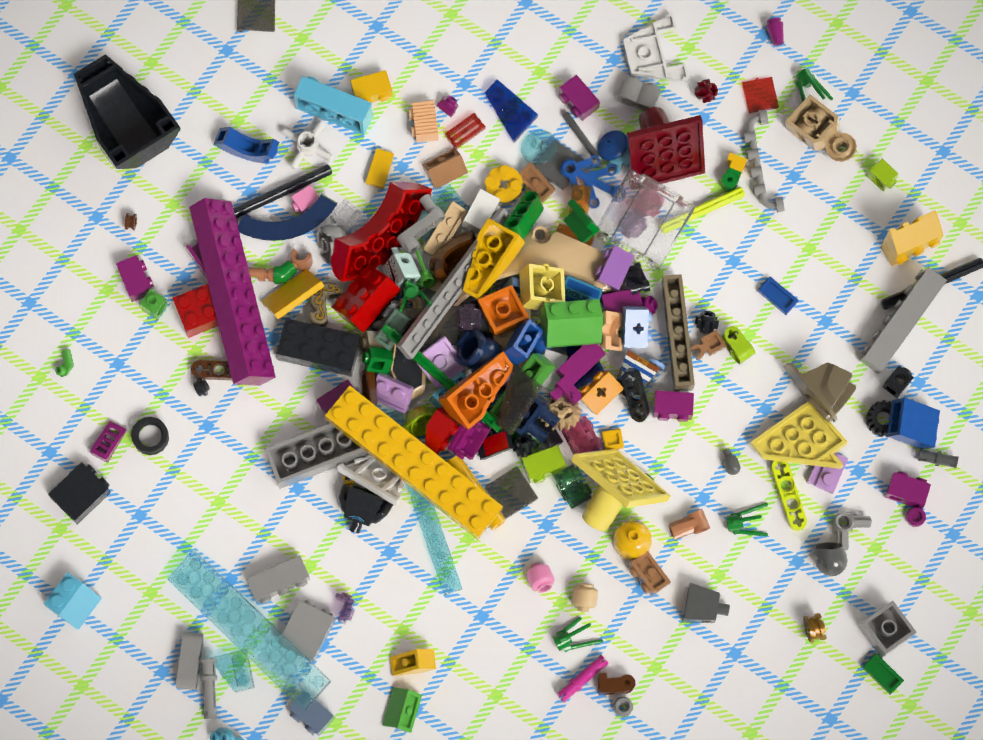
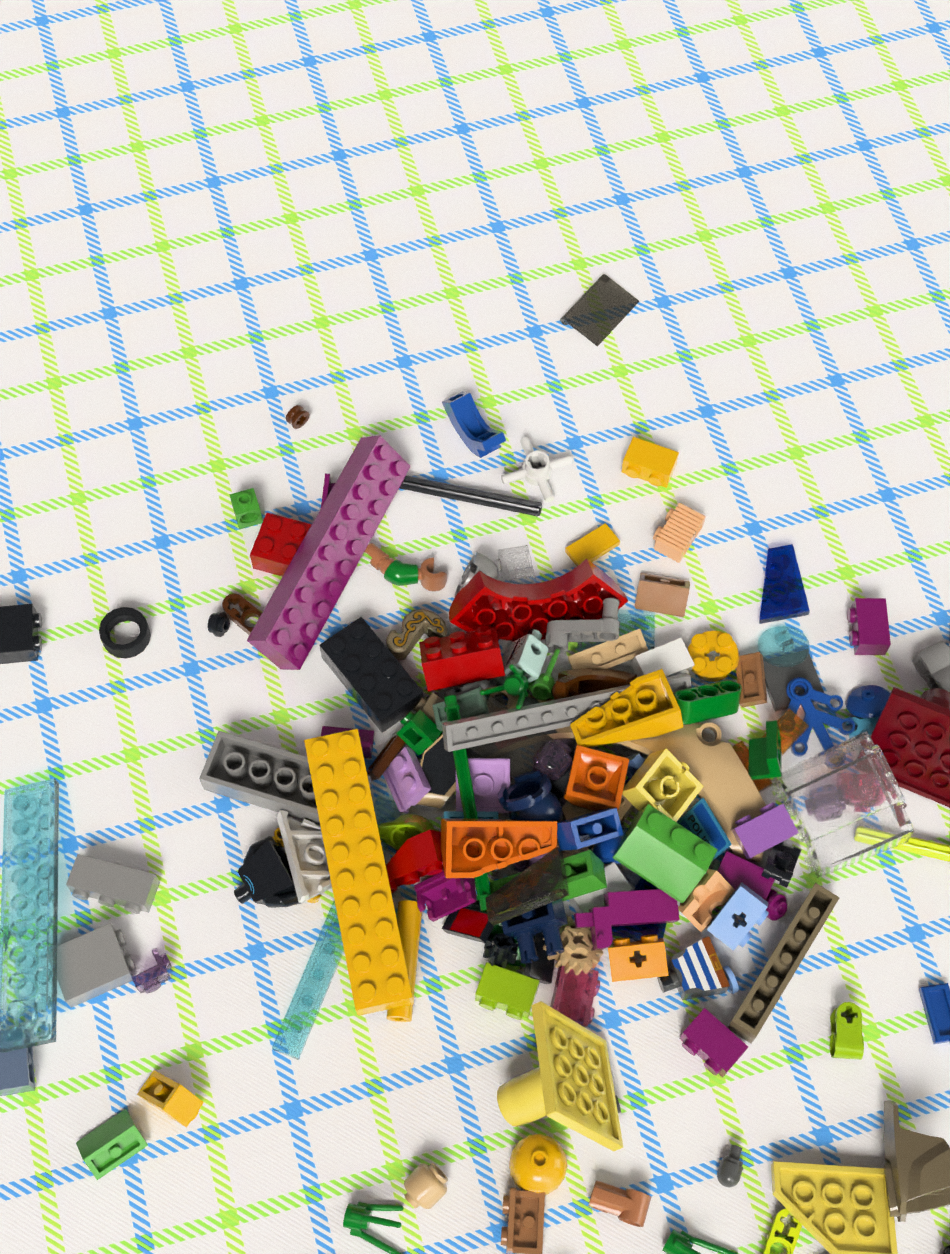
camera: 40 degrees right, 10 degrees down
(67, 365) = (113, 505): bright green arm -> none
(114, 444) = (73, 617): magenta slope -> none
(124, 114) = (374, 310): black windscreen -> none
(134, 277) = (252, 469): magenta brick -> none
(290, 227) = (450, 536): dark blue tile -> none
(292, 293) = (391, 599): yellow tile -> none
(304, 199) = (486, 521): bright pink brick -> none
(333, 105) = (594, 448): medium azure brick -> none
(448, 105) = (718, 535): magenta plate -> none
(477, 121) = (715, 568): clear red tile -> none
(511, 492) = (445, 994): clear smoke tile -> none
(540, 577) = (394, 1119): bright pink head -> none
(571, 486) = (517, 1043): clear green cylinder -> none
(579, 133) = (841, 665): dark grey bar -> none
(612, 439) = (610, 1026): yellow tile -> none
(638, 387) = (686, 987): black beam -> none
(706, 322) = (828, 977): black gear -> none
(710, 343) = (815, 1006): medium nougat plate -> none

